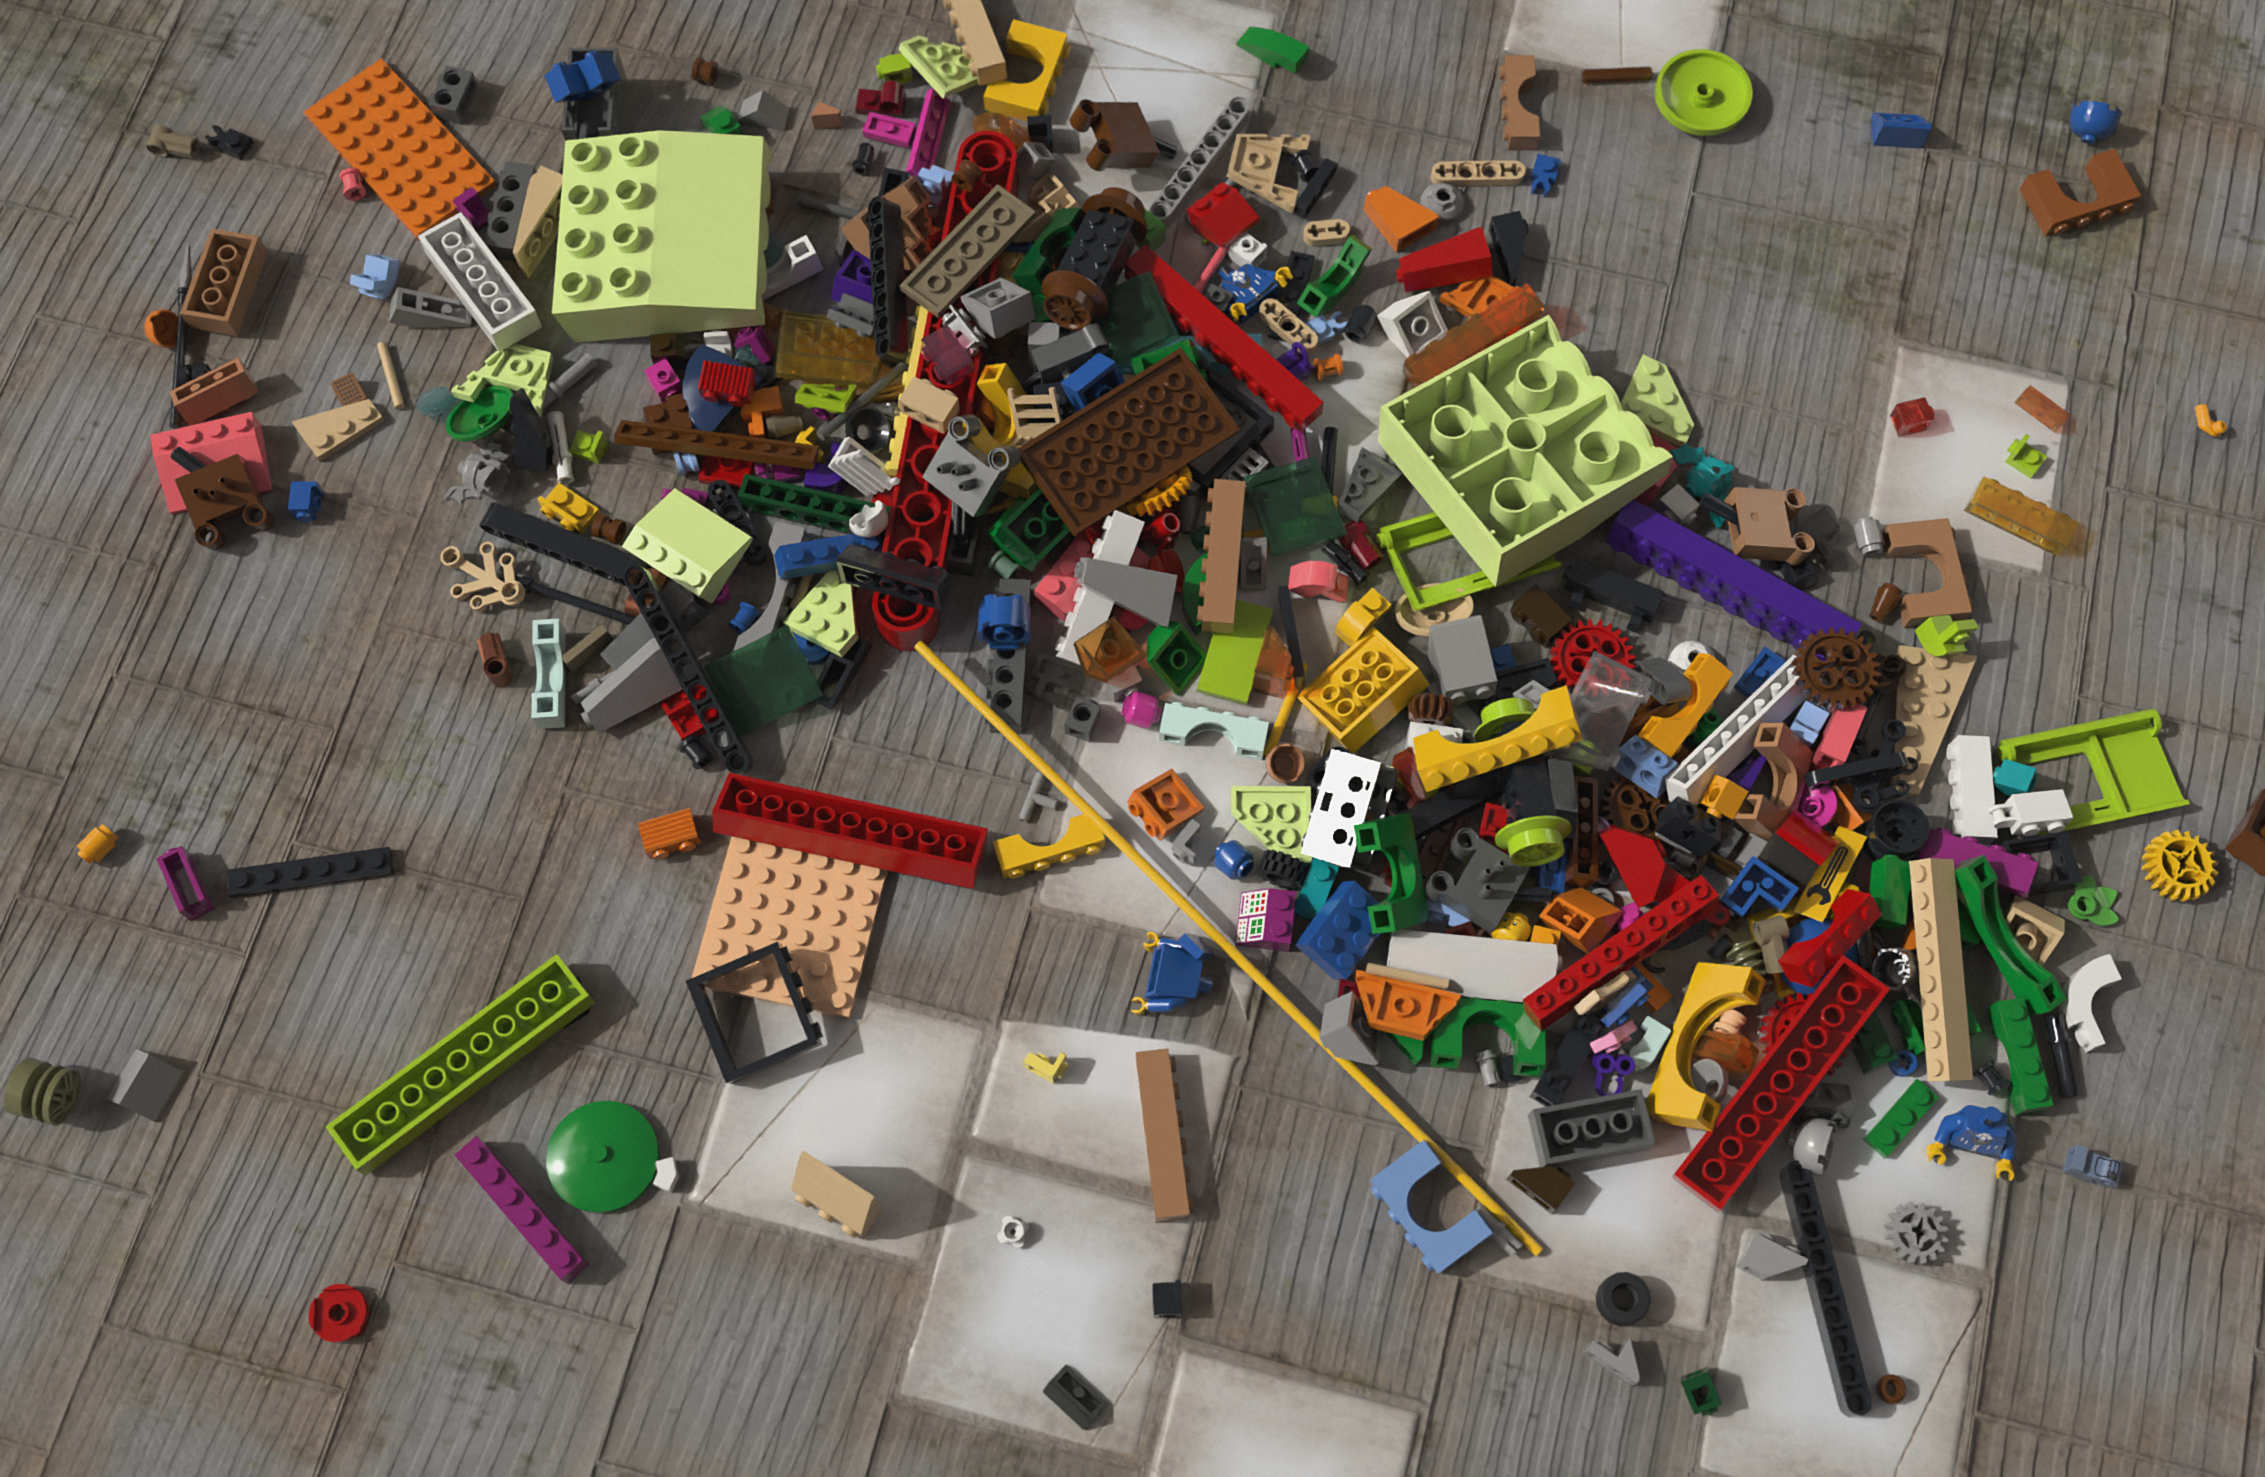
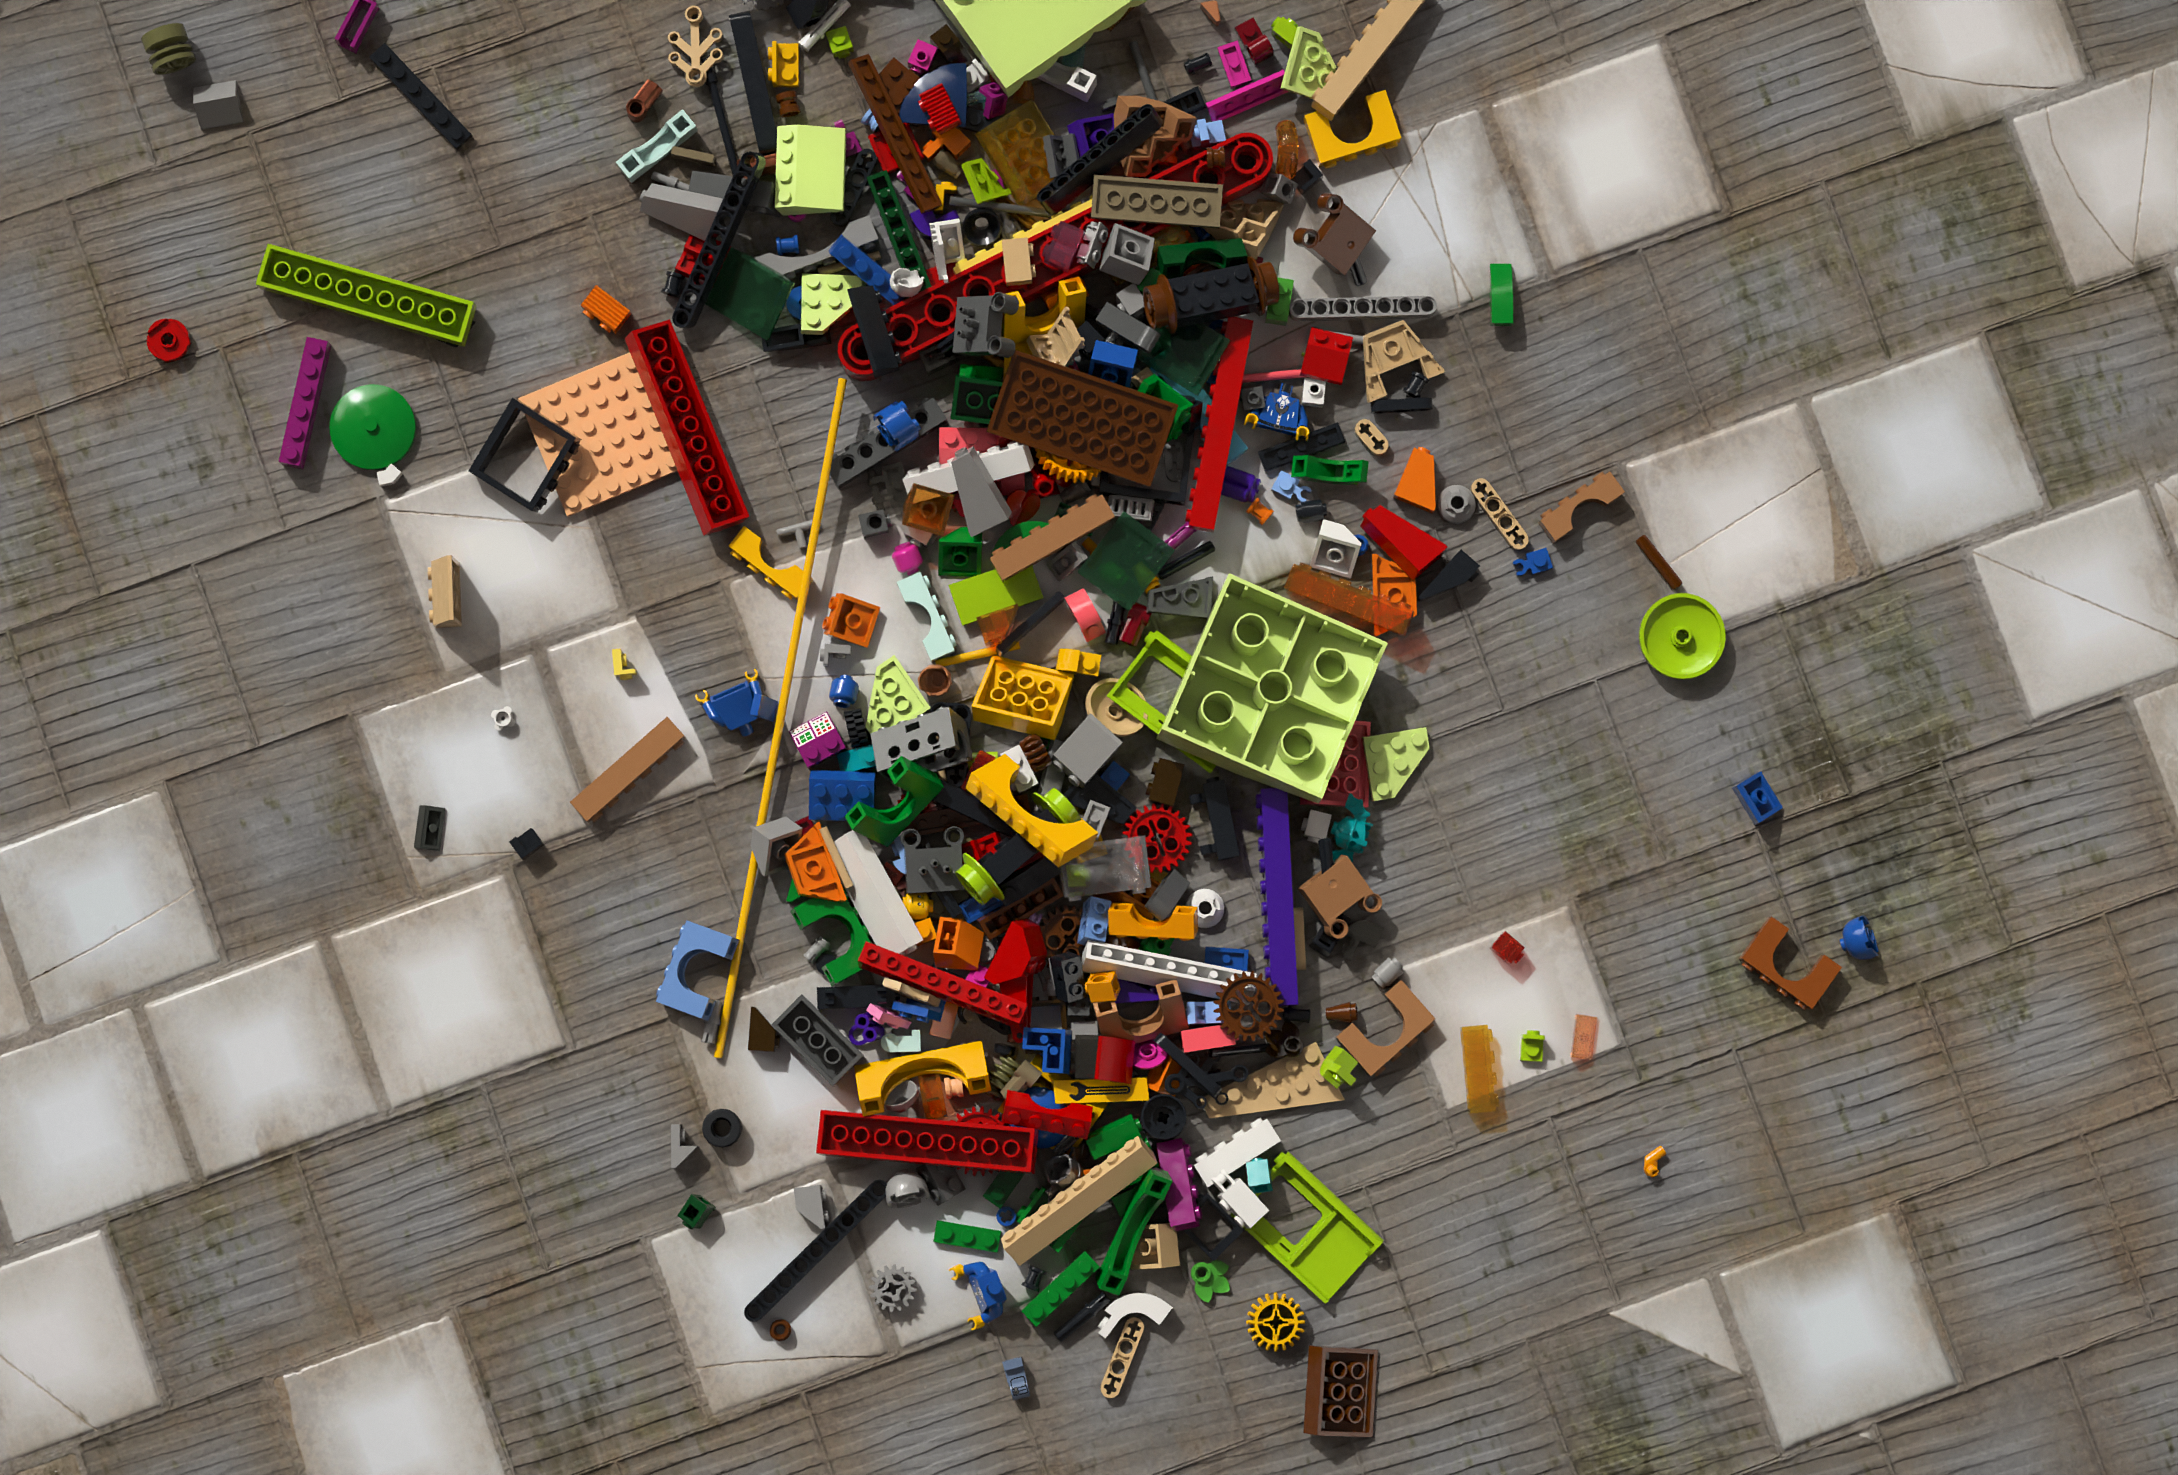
camera: 50 degrees right, 15 degrees up
(1004, 566) = (946, 392): sand green bush -> none
(1284, 316) = (1267, 445): tan beam -> none
(2133, 1041) = (1122, 1357): none -> tan beam

